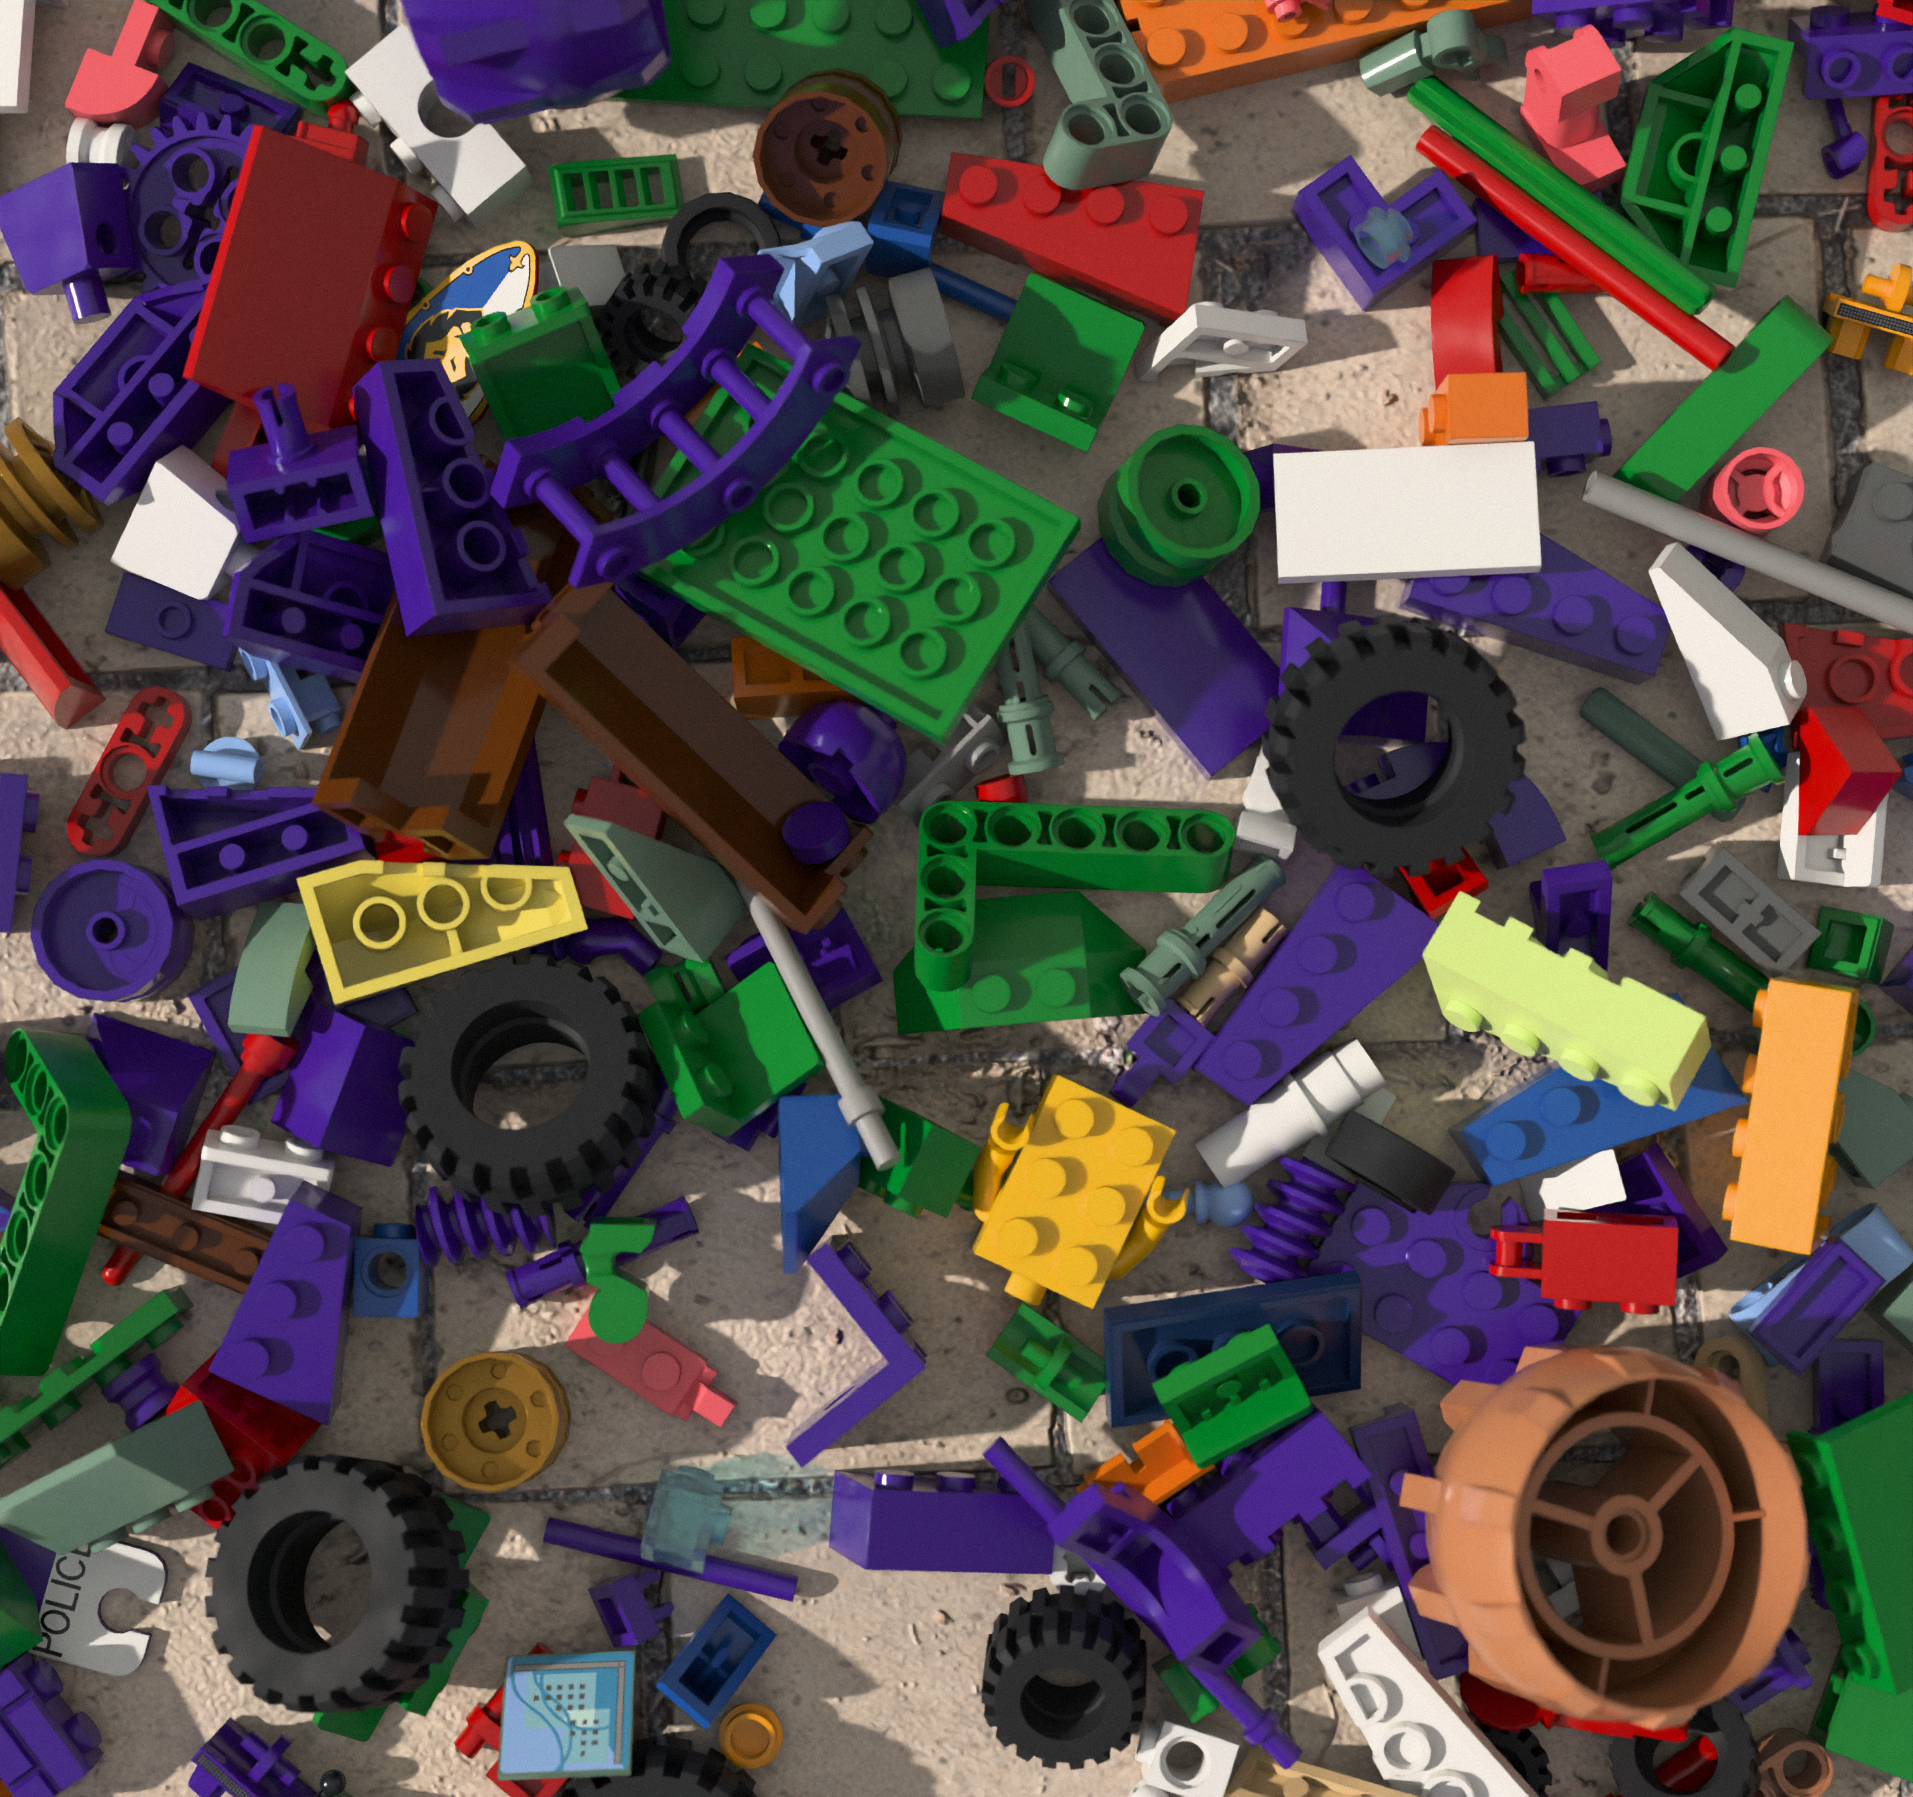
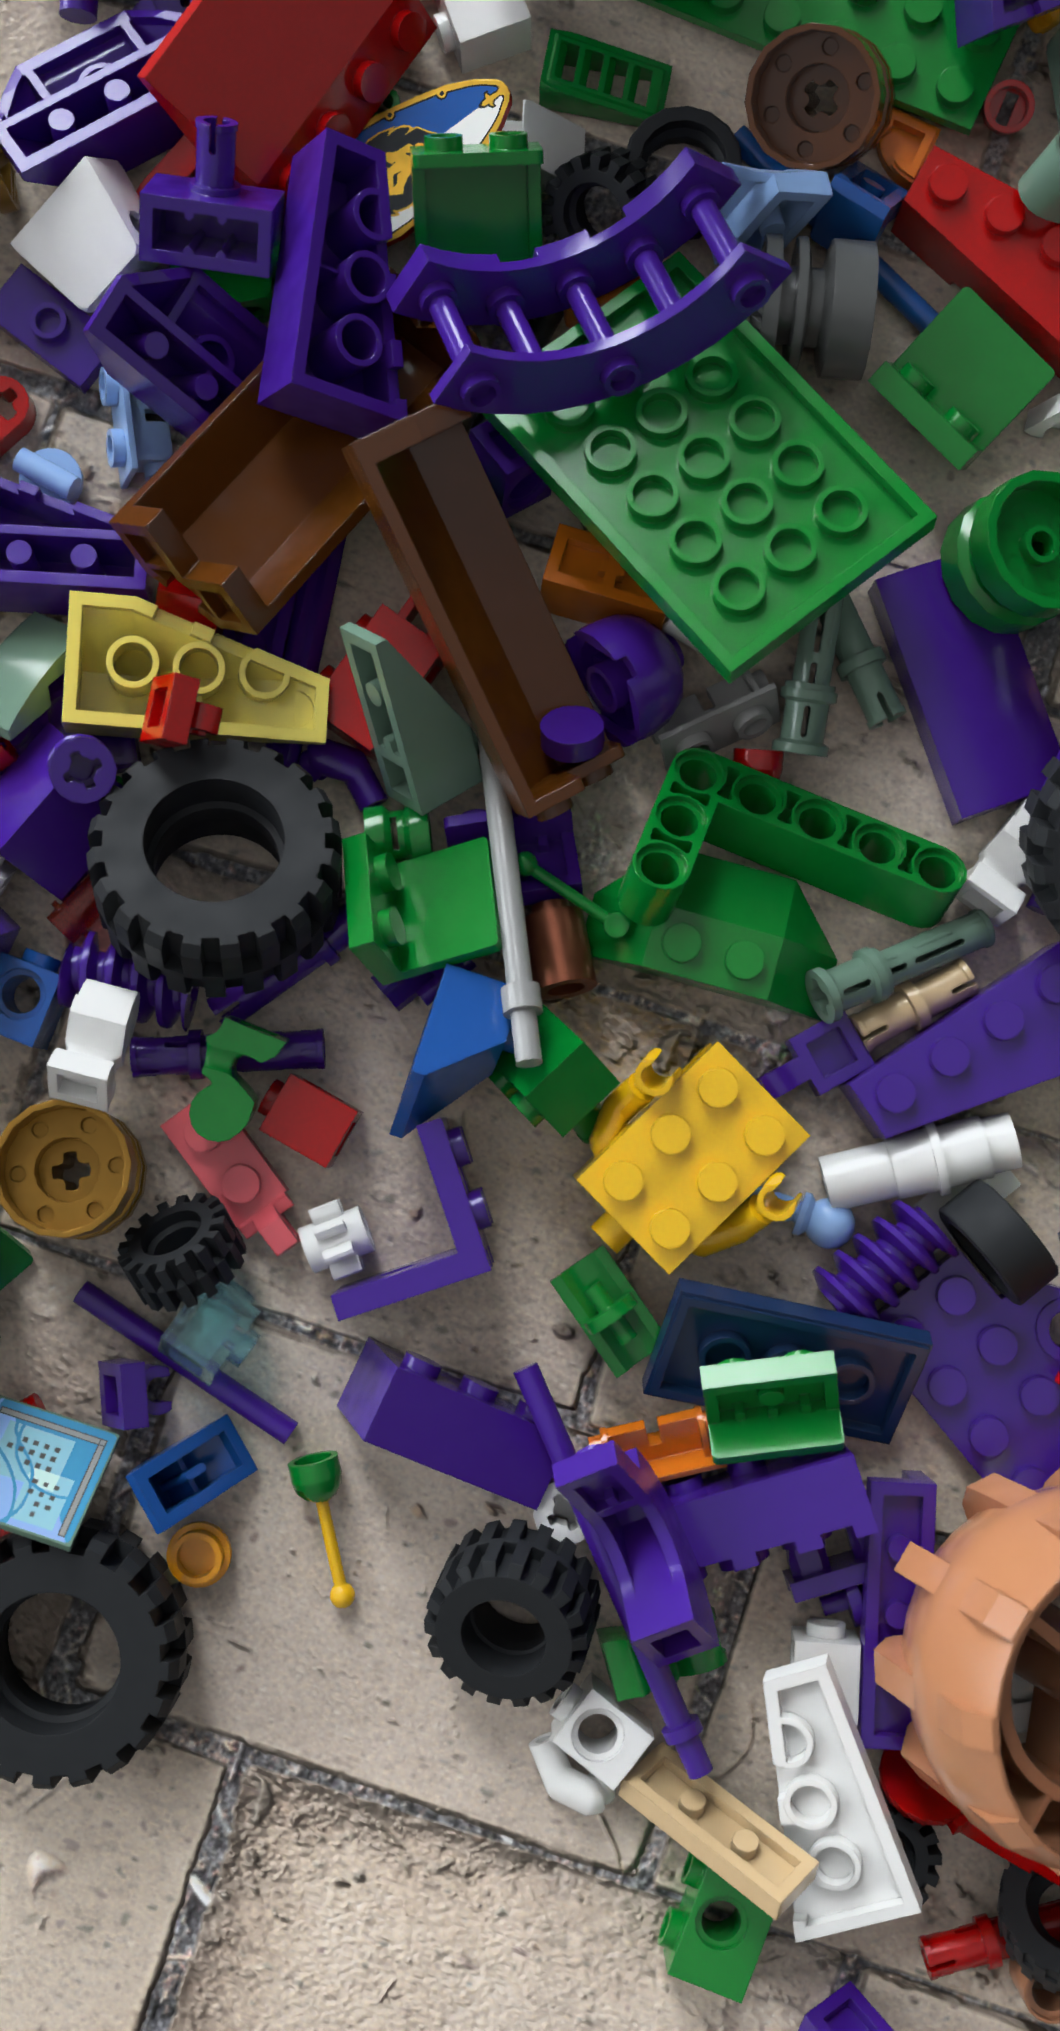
camera: 25 degrees right, 0 degrees up
(359, 1032) = (76, 757): none -> dark purple wheel
(409, 1171) = (76, 912): none -> clear red pin
(438, 957) = (175, 713): none -> red tile
(478, 1295) = (96, 1044): none -> white leg
(630, 1457) = (181, 1252): none -> black tyre
(701, 1286) = (307, 1119): none -> red brick
(770, 1390) = (336, 1239): none -> white gear
(835, 1624) = (317, 1480): none -> hinge
(878, 1039) = (560, 950): none -> copper brick
(921, 997) = (614, 924): none -> green hinge
(927, 150) = (906, 147): none -> orange tile

